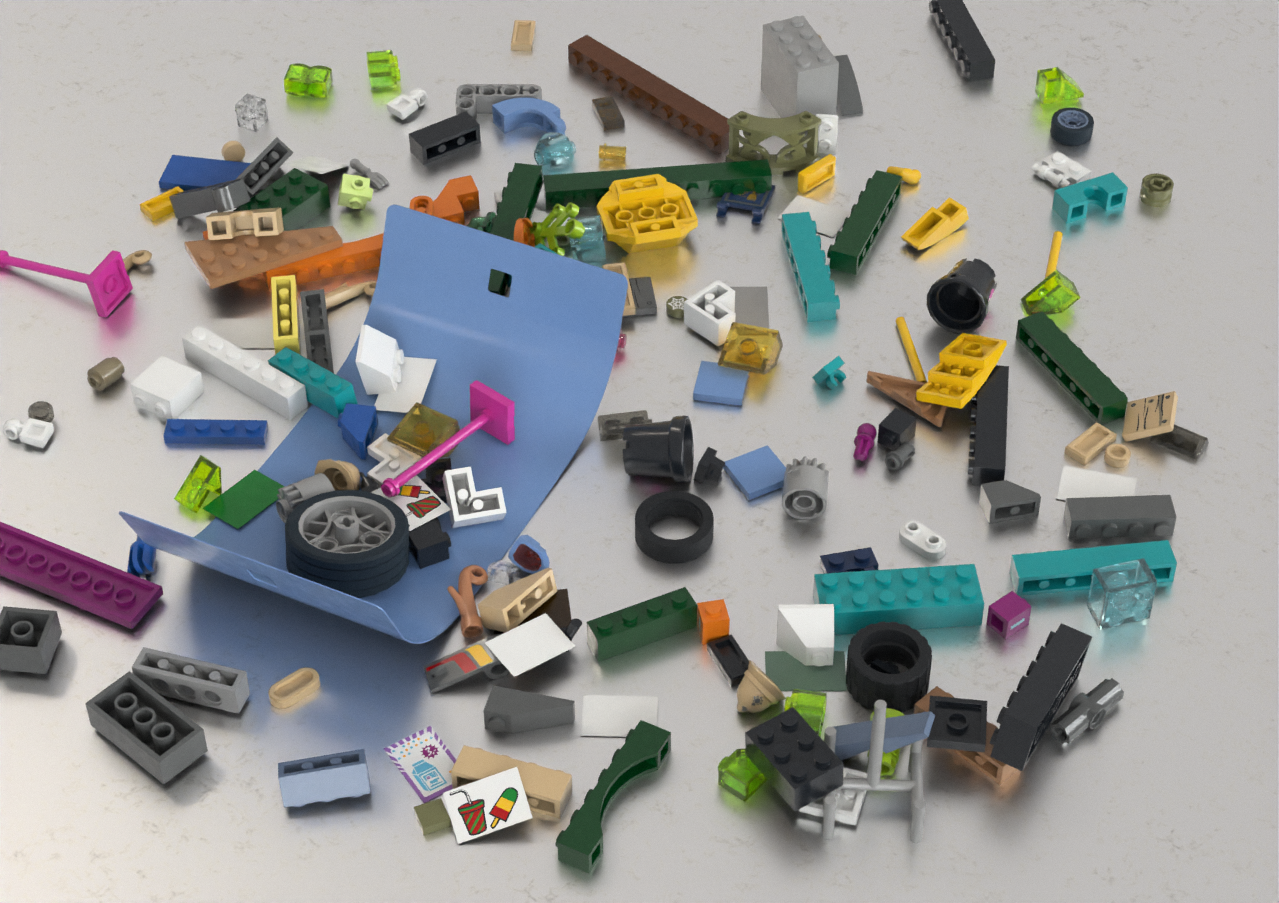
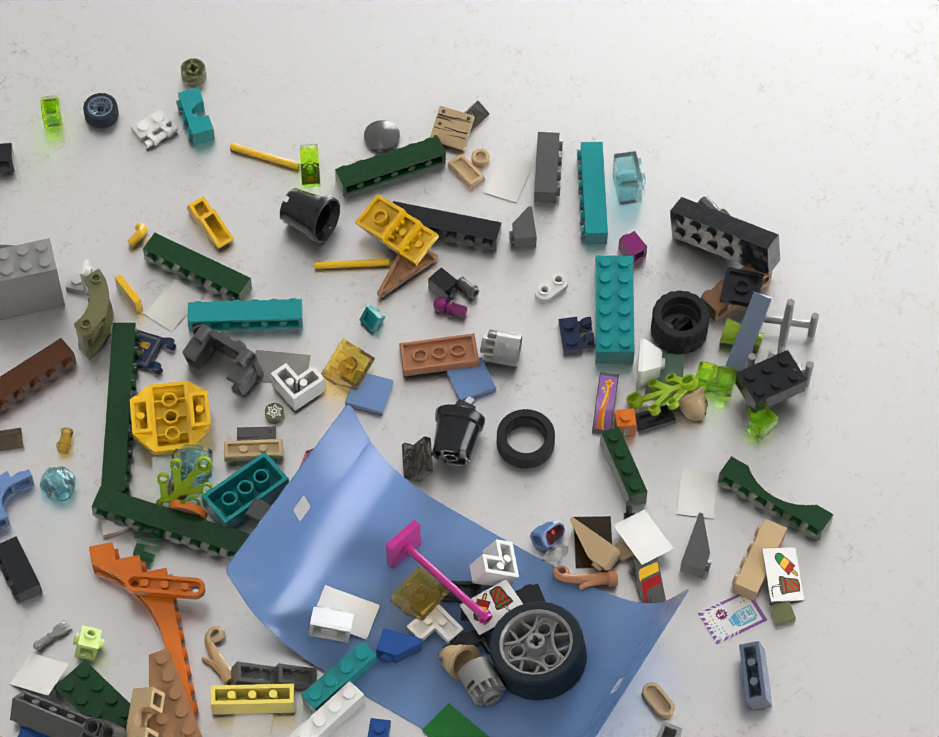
camera: 85 degrees left, 15 degrees up
(737, 257) = (205, 343): none -> dark grey container
(748, 599) = (605, 402): none -> slope
(773, 662) = (684, 384): none -> lime plant
(786, 433) = (439, 354): none -> nougat tile
(1121, 360) = (381, 135): none -> dark grey dish

